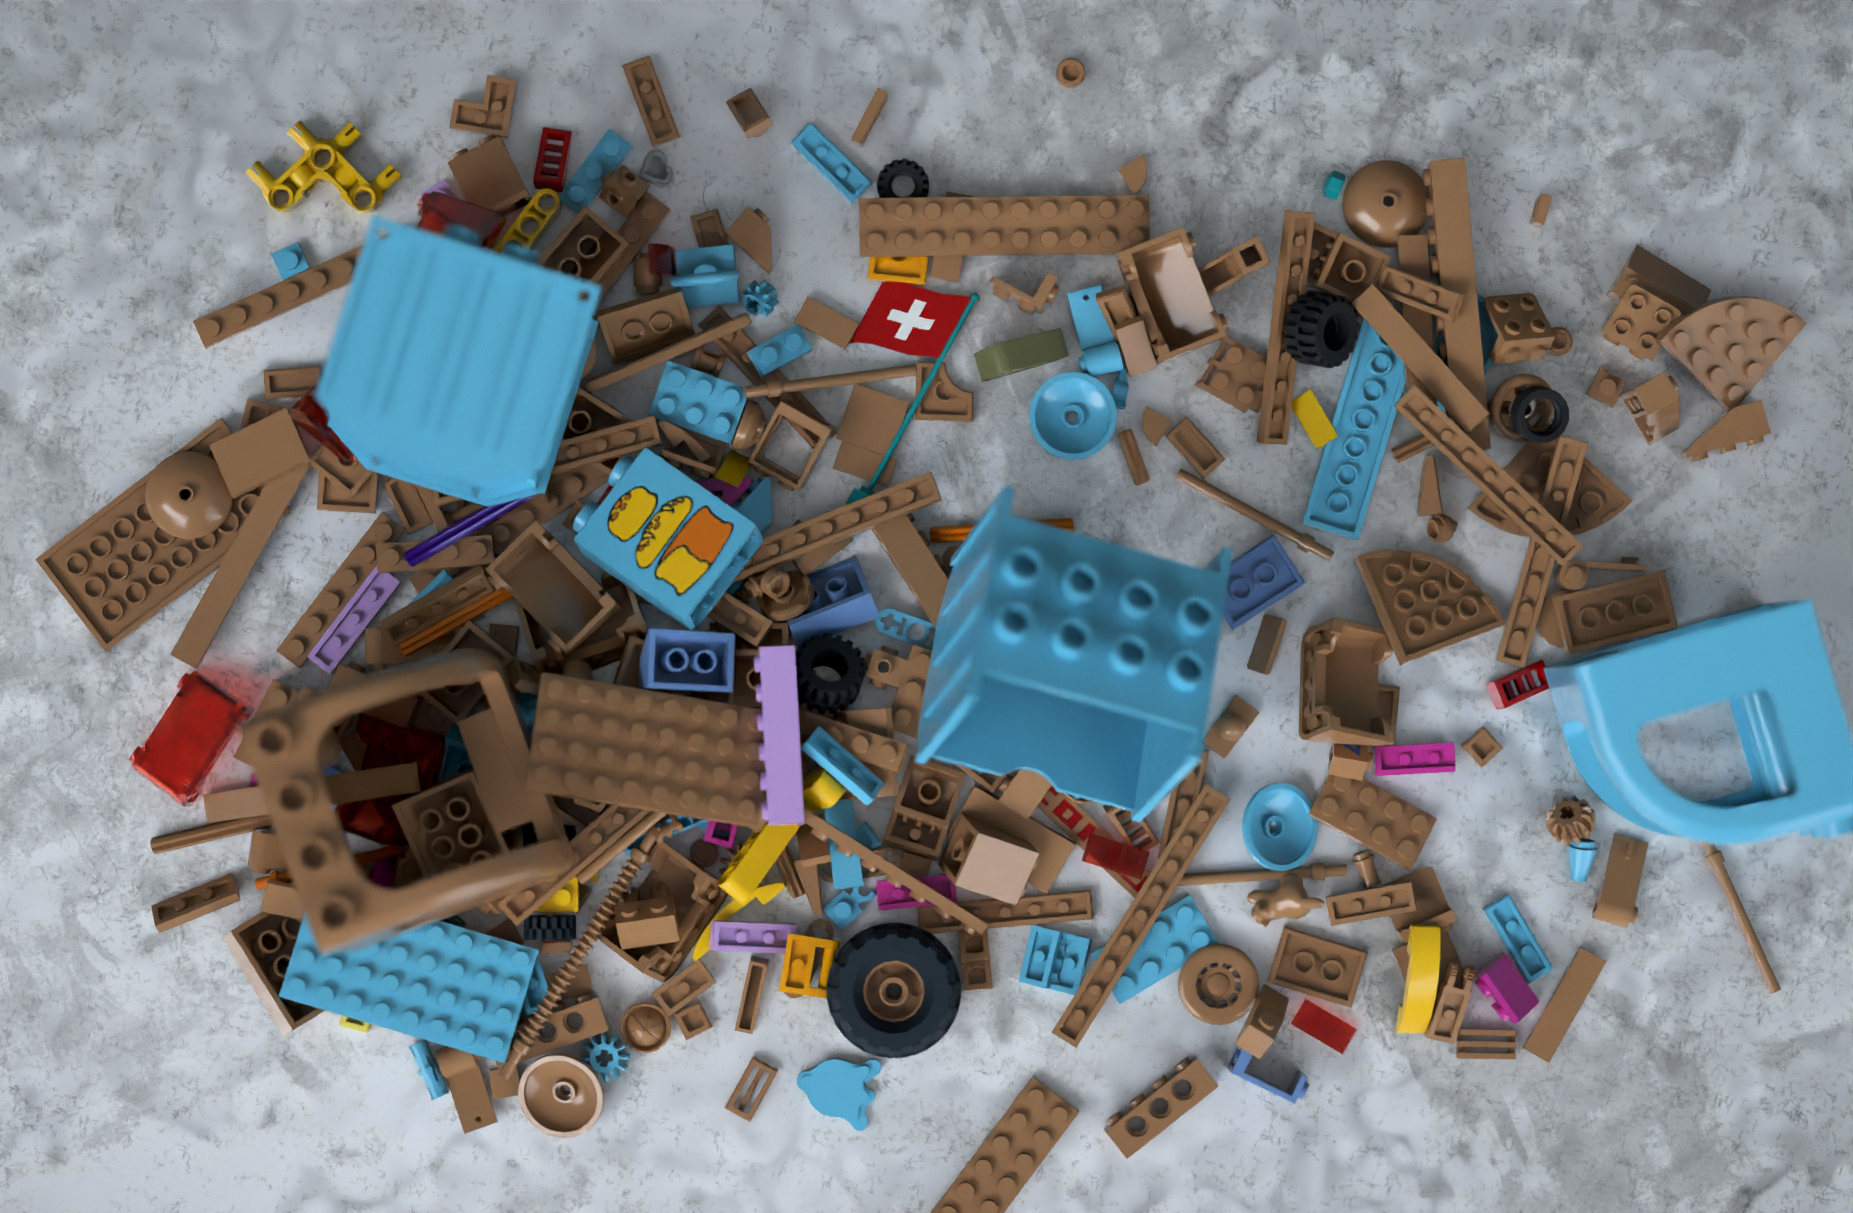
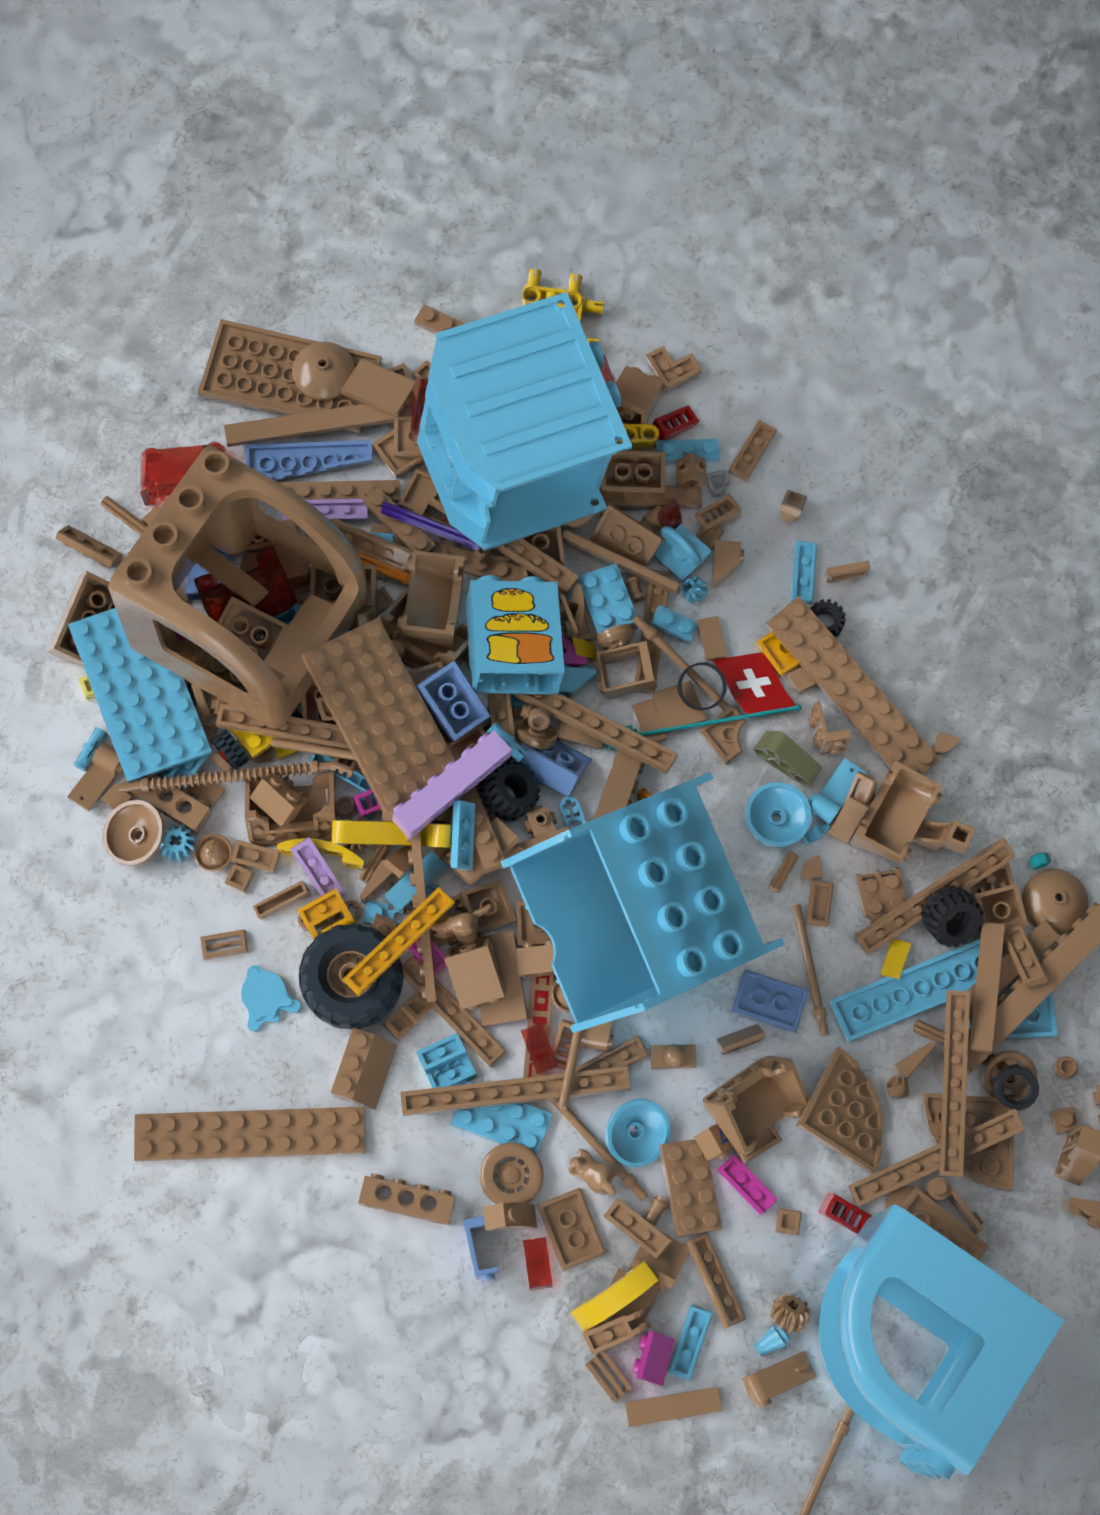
camera: 45 degrees right, 15 degrees down
(263, 614) = (295, 460): none -> medium blue wing
(474, 918) = (201, 701): none -> medium nougat tile
(694, 177) = (728, 500): none -> medium nougat slope
(776, 637) = (517, 751): none -> medium azure pin
(864, 915) = (383, 924): none -> medium nougat plate
(902, 388) = (724, 684): none -> black tyre
(902, 918) = (398, 941): none -> light orange tile
(933, 838) = (463, 925): none -> medium nougat animal
(995, 1047) = (363, 1069): none -> medium nougat slope
(1070, 73) = (969, 663): medium nougat tile -> none
(1169, 851) = (570, 1068): none -> medium nougat bar
(1480, 865) = (715, 1280): none -> medium nougat tile
(1520, 328) = (1053, 1037): medium nougat bracket -> none

